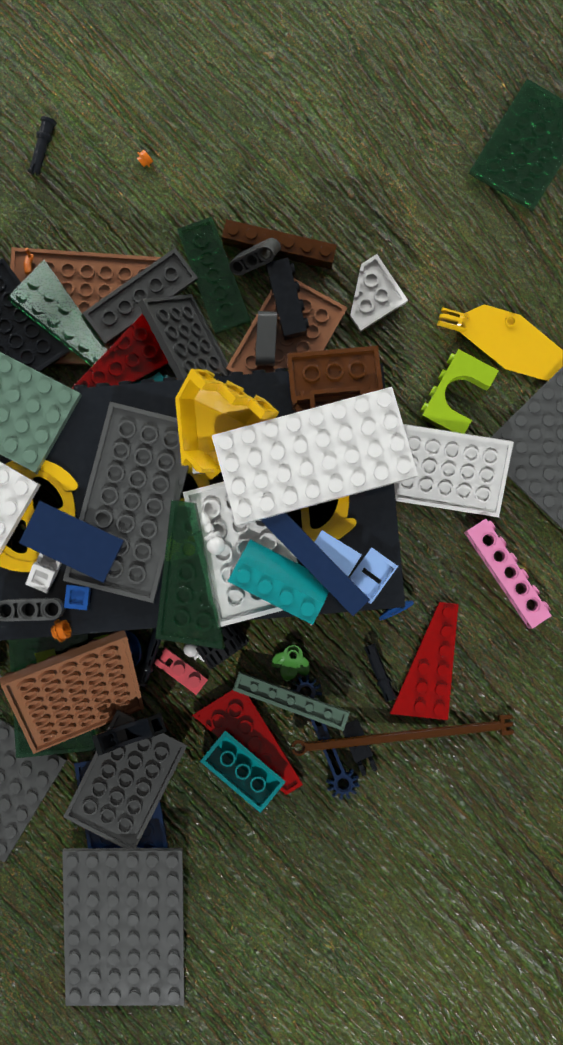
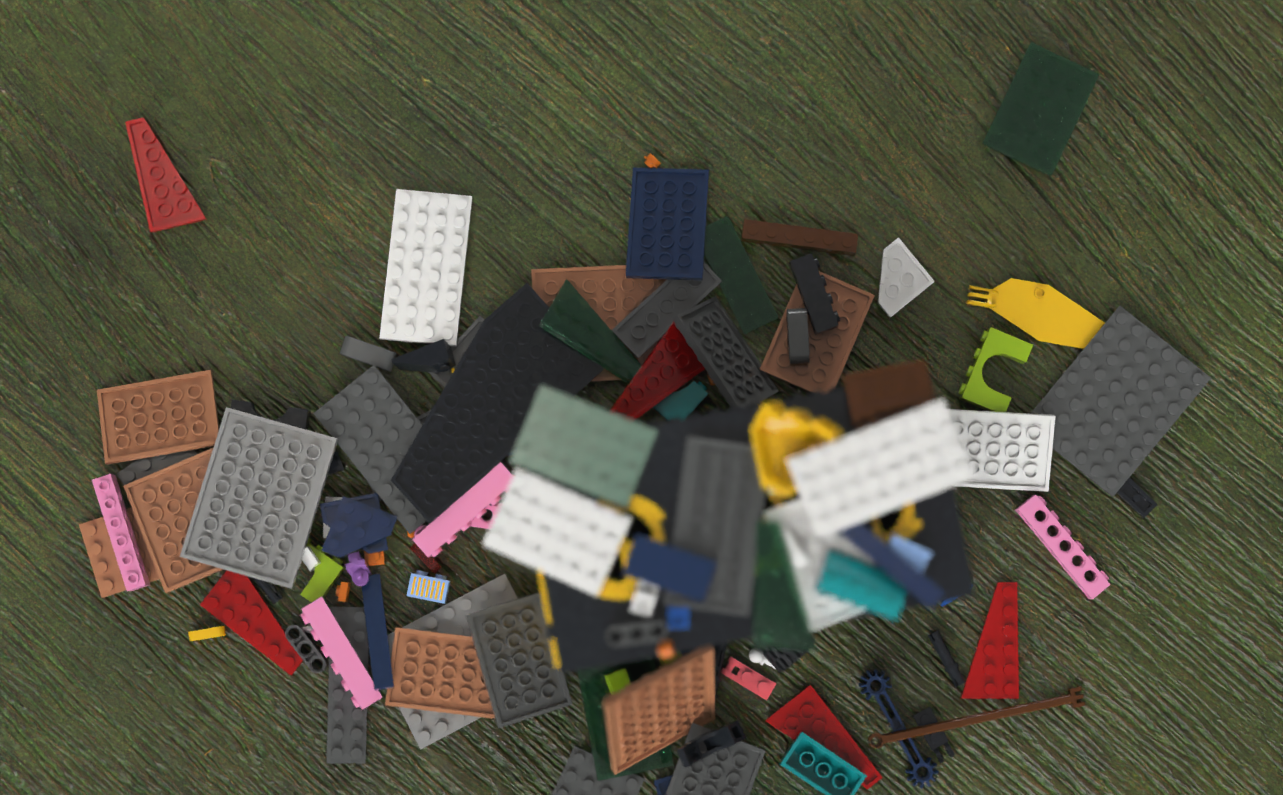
camera: 15 degrees left, 0 degrees up
(28, 261) = (550, 283): orange piece -> none
(43, 137) = (546, 149): black pin -> none
(150, 217) = (667, 224): none -> dark blue plate
(255, 256) = (778, 254): dark grey beam -> none
(289, 665) = (857, 660): bright green plate -> none
(291, 701) = (863, 695): sand green tile -> none
(378, 566) = (948, 561): light blue piece -> none

